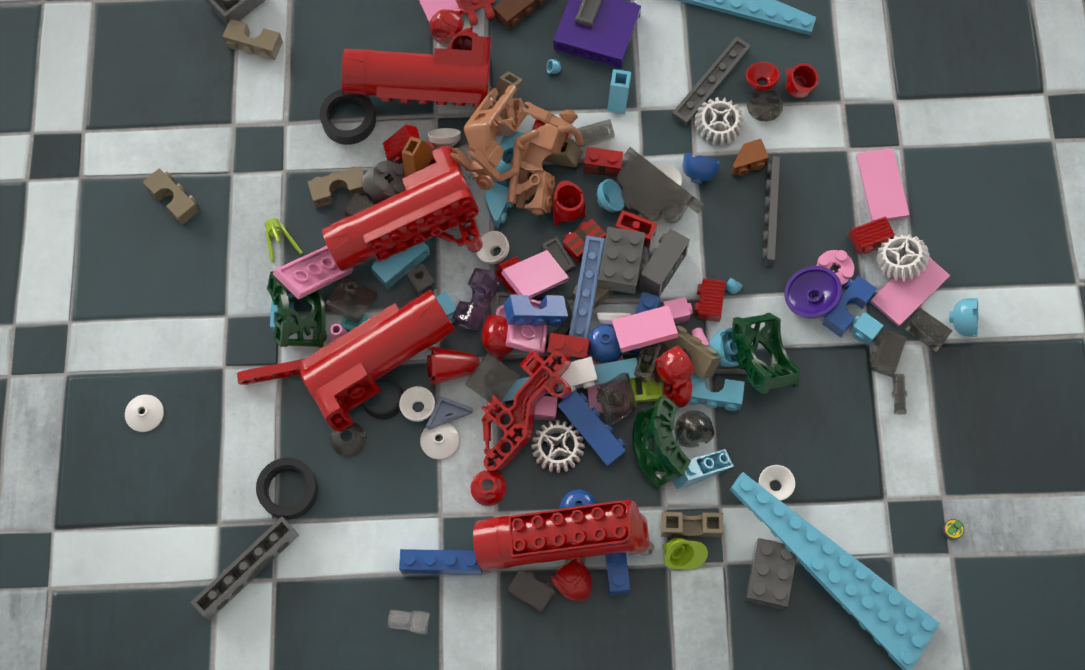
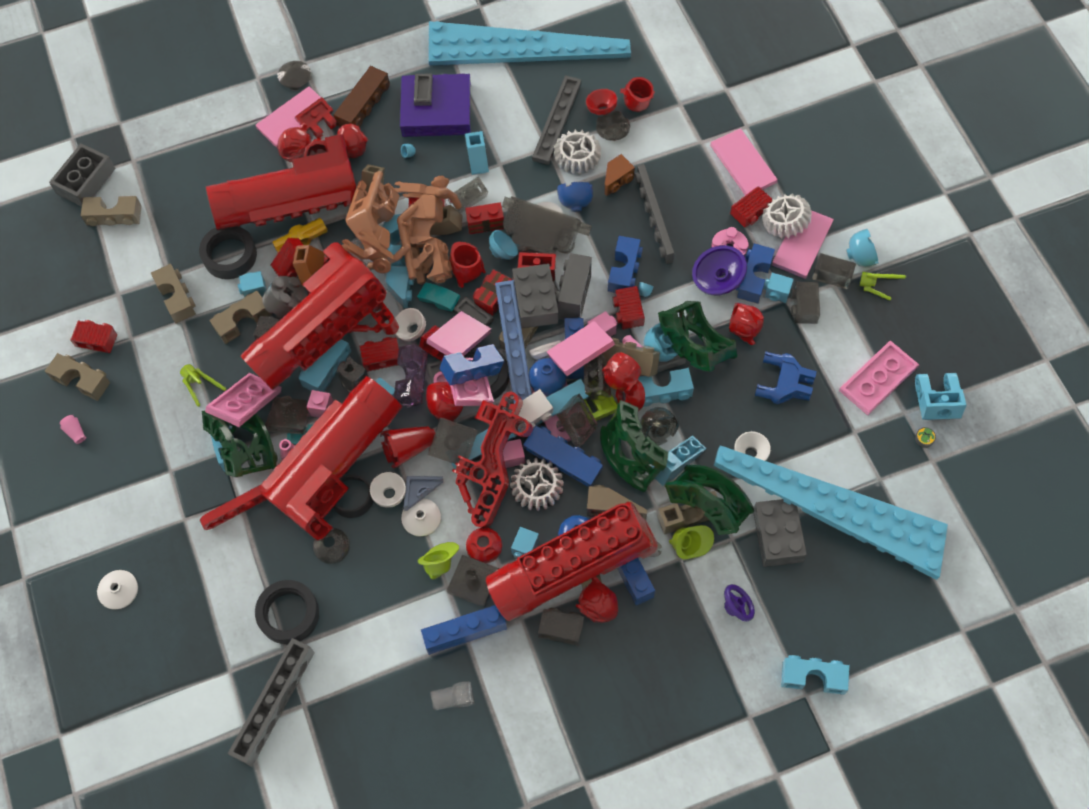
camera: 20 degrees left, 5 degrees down
(151, 246) = (72, 428): none -> bright pink cone
(197, 161) = (94, 336): none -> red brick
(286, 156) = (179, 304): none -> dark tan arch
(359, 156) = (251, 282): none -> medium azure brick
(382, 298) = (319, 403): none -> bright pink brick
(423, 121) = (304, 233): none -> yellow piece
(440, 487) = (438, 559): none -> lime piece
(444, 137) = (325, 240): white piece -> none
(455, 267) = (379, 354): none -> red brick
(462, 516) = (470, 581): none -> clear smoke tile
(502, 40) = (354, 140): none -> red helmet
(525, 500) = (524, 542): none -> medium azure brick
(531, 227) = (440, 296): none -> teal slope
(571, 346) = (521, 385): red brick -> none
(618, 488) = (602, 499): none -> dark tan slope
(702, 629) = (735, 605): none -> dark purple piece
(717, 533) = (724, 513): none -> dark green fence
(731, 242) = (628, 252): none -> blue arch
(819, 353) = (746, 322): none -> red helmet
(838, 426) = (788, 379): none -> blue connector
(899, 394) = (830, 335): clear smoke pin -> none
(931, 453) = (879, 377): none -> bright pink tile
(961, 350) = (869, 279): none -> lime plant
(983, 503) = (940, 405): none -> medium azure brick

